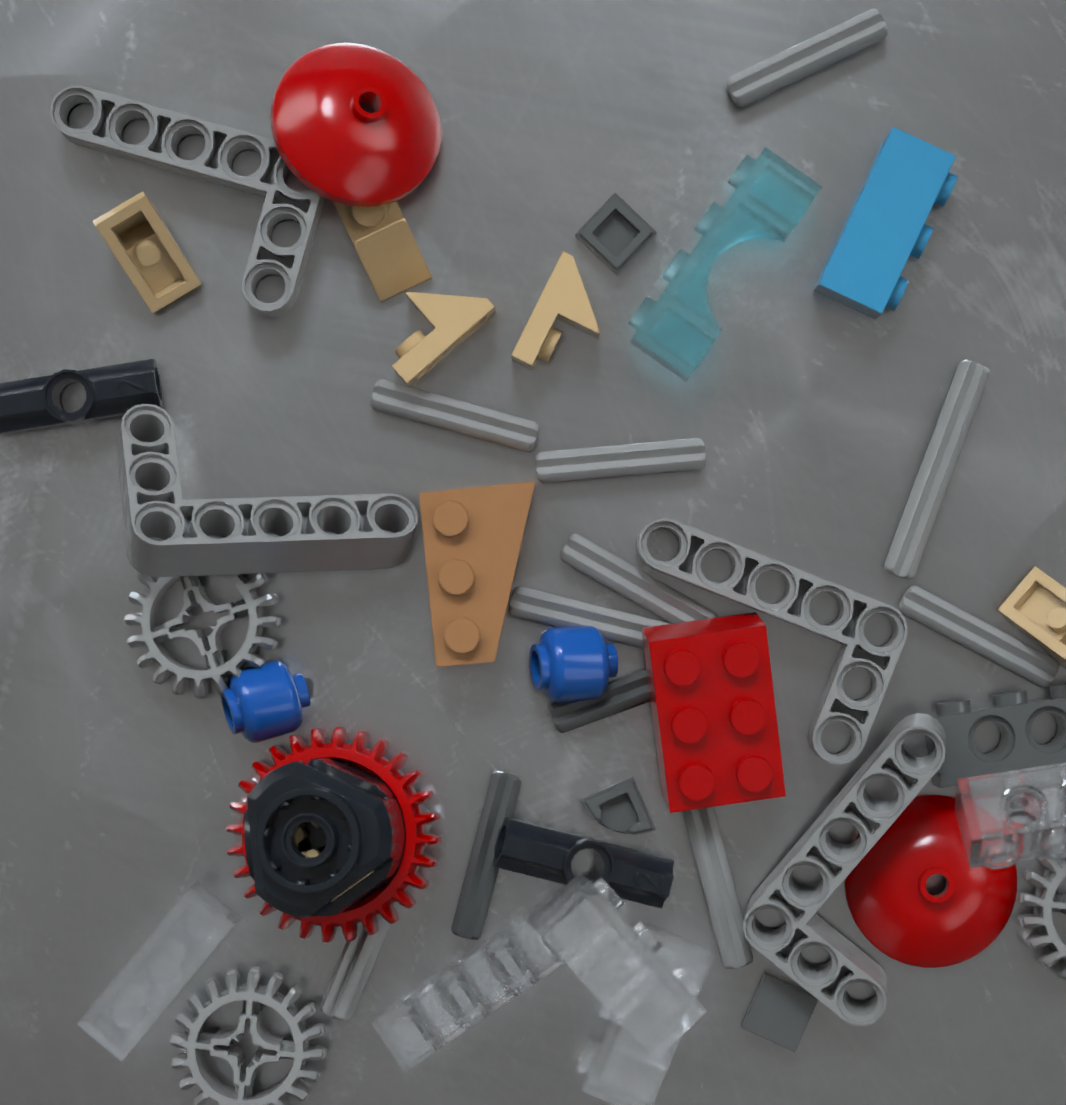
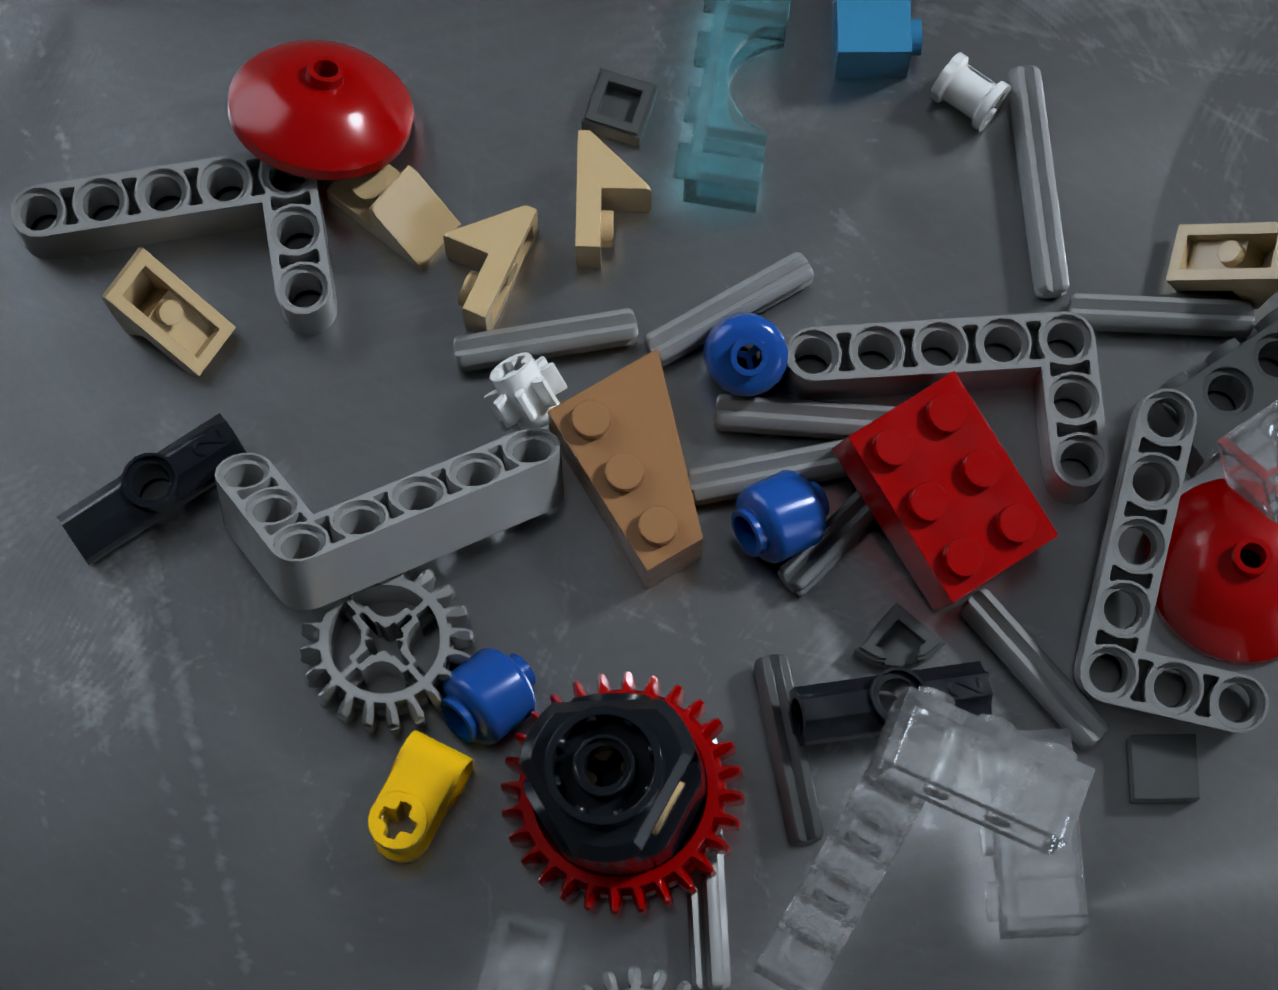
camera: 30 degrees left, 15 degrees down
(179, 748) = (423, 787): none -> yellow piece
(413, 458) = (524, 391): none -> white gear
(609, 514) = (723, 348): none -> blue head
(918, 364) = (970, 91): none -> white bush

